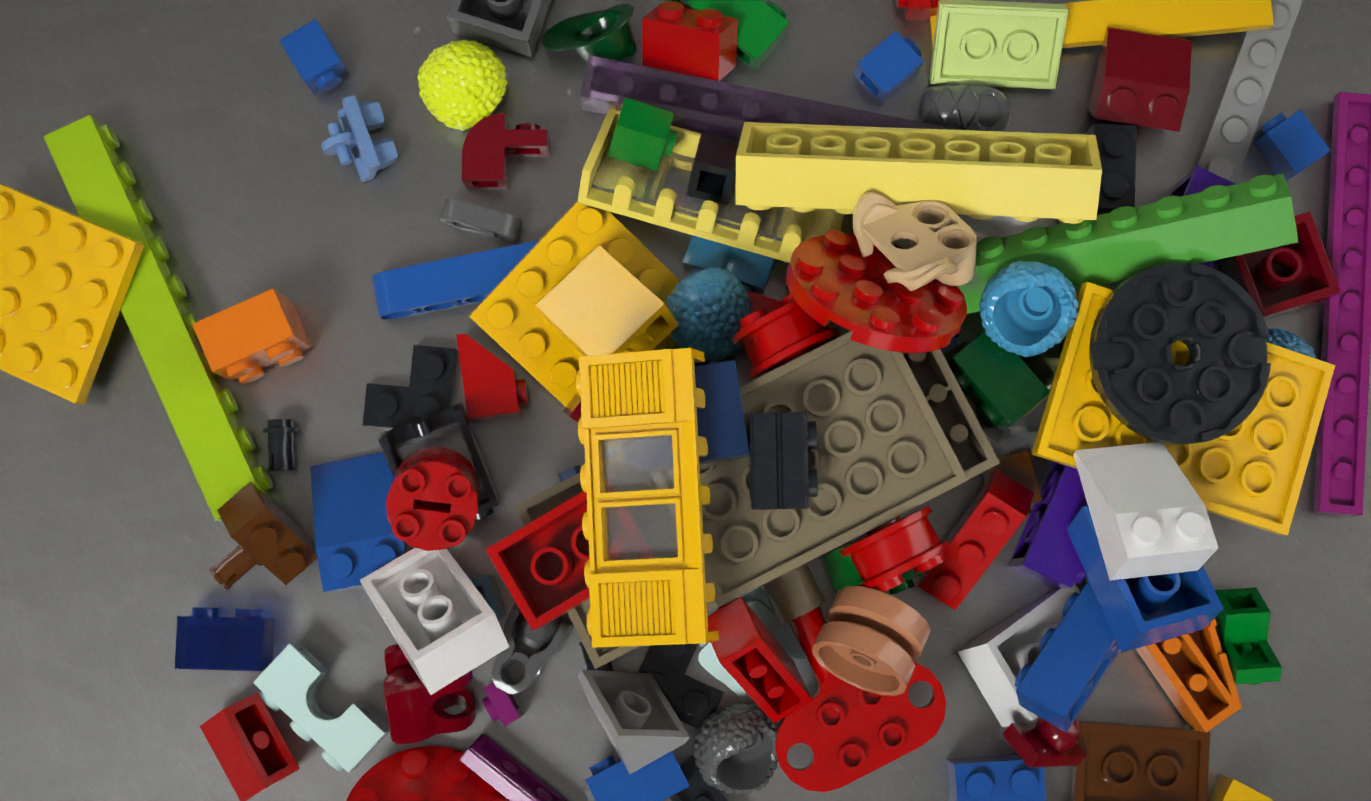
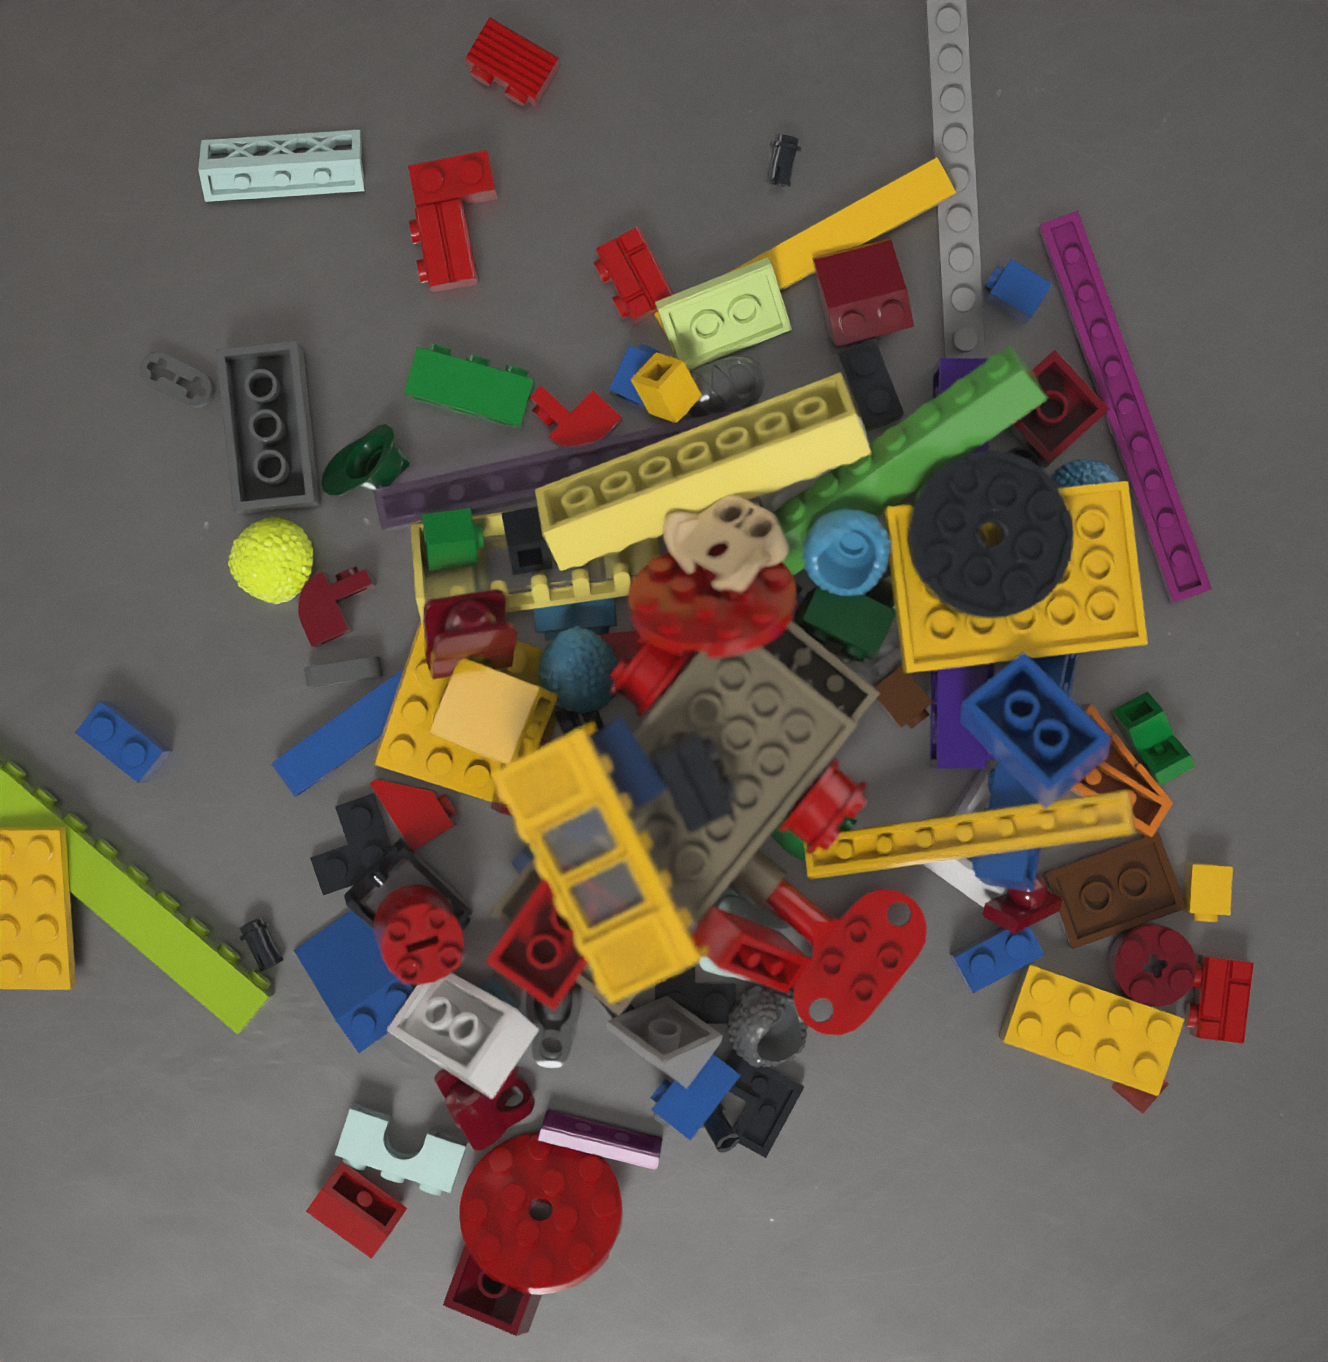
camera: 25 degrees left, 5 degrees up
(224, 642) = (293, 1131): clear blue brick -> none
(240, 192) = (123, 741): none -> blue brick
(253, 337) = (195, 864): orange brick -> none
(264, 538) = (287, 1030): reddish brown brick -> none
(314, 57) = (131, 593): blue brick -> none
(356, 122) = (217, 659): medium blue hips -> none
(501, 705) = (552, 1079): magenta plate -> none
(618, 218) = (467, 627): none -> dark red piece
(689, 41) = (454, 436): red brick -> none
(824, 83) = (586, 423): none -> red brick
(871, 640) = (836, 891): nougat wheel -> none
(914, 82) = (666, 387): none -> yellow brick
(978, 539) = (891, 760): red brick -> none
(1062, 654) = (974, 834): none -> yellow tile
(1144, 511) = (1012, 684): white slope -> none

